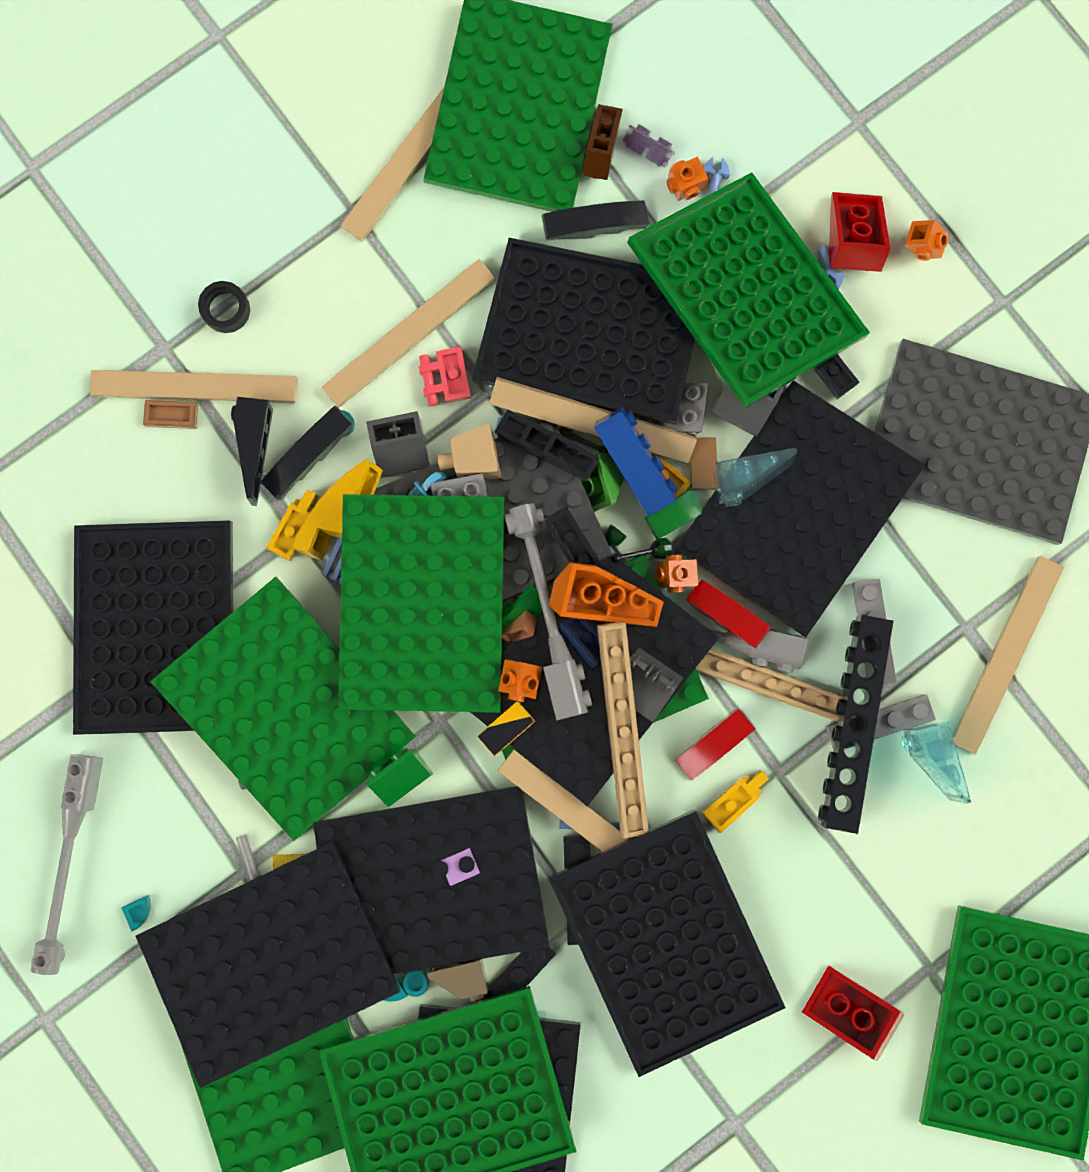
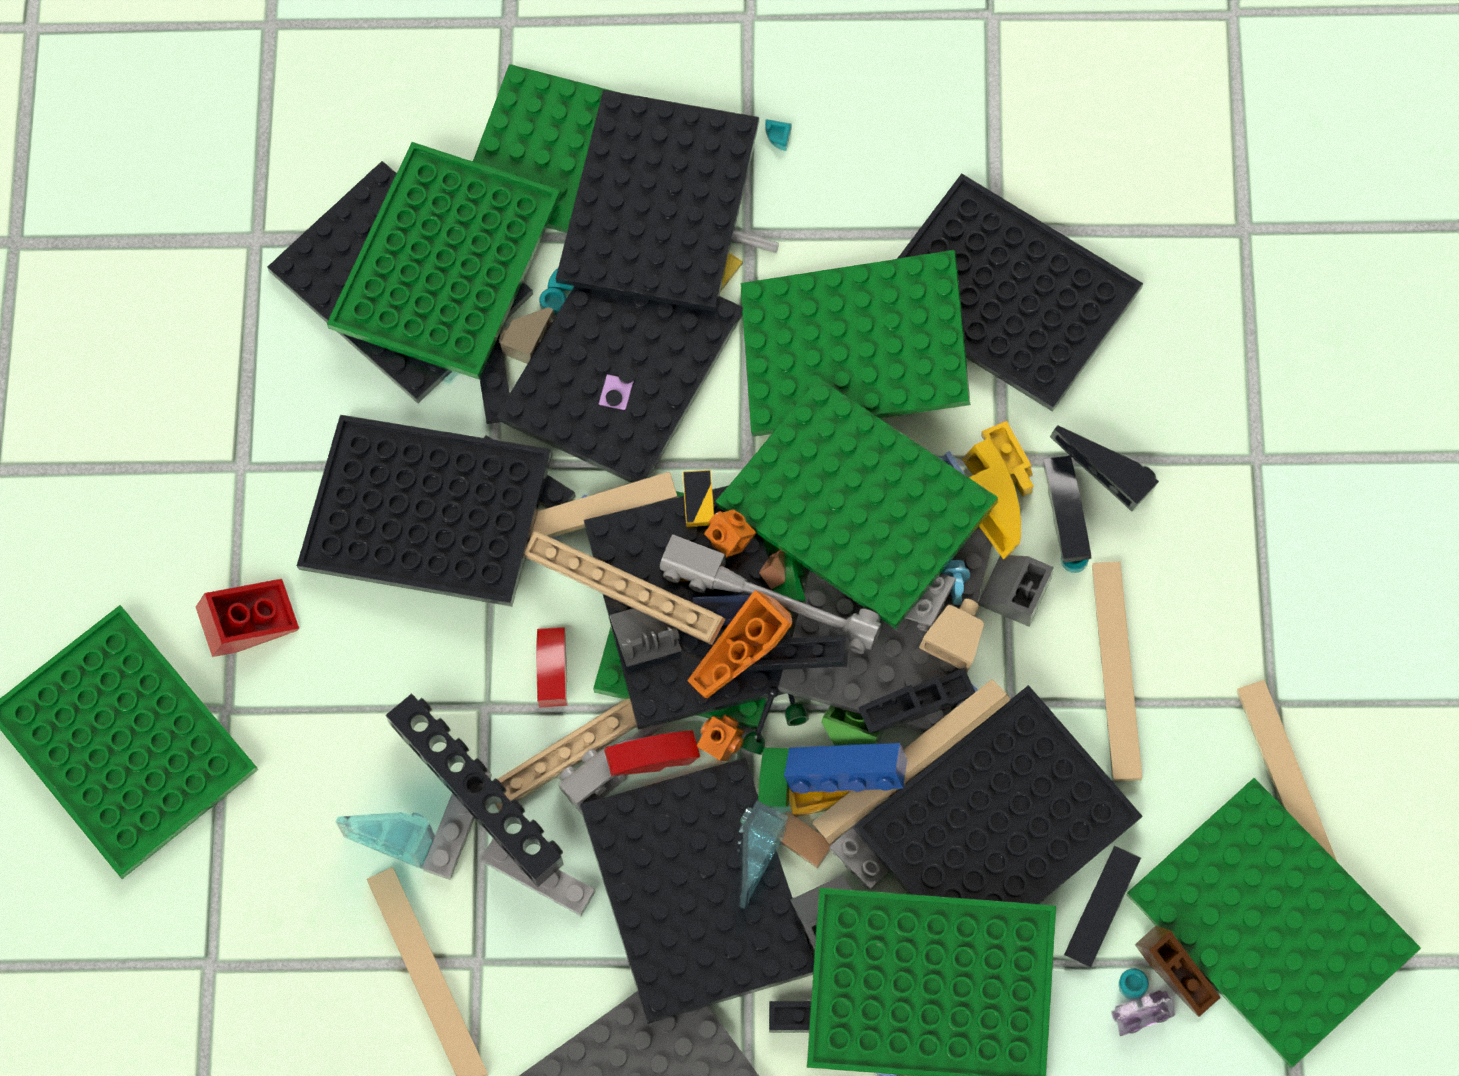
camera: 130 degrees right, 15 degrees down
(77, 799) = (903, 142): light grey bar -> none
(170, 414) = (1189, 424): medium nougat tile -> none
(192, 386) = (1200, 459): tan tile -> none
(214, 290) = (1264, 510): black tyre -> none
(399, 777) = (728, 394): green slope -> none
(453, 376) = (1048, 679): coral plate -> none
(632, 166) = (1133, 983): none -> teal tile
(687, 179) = (1081, 1026): orange brick -> none
(715, 178) = (1065, 1052): light blue bar -> none
(735, 801) = (491, 649): yellow hinge -> none

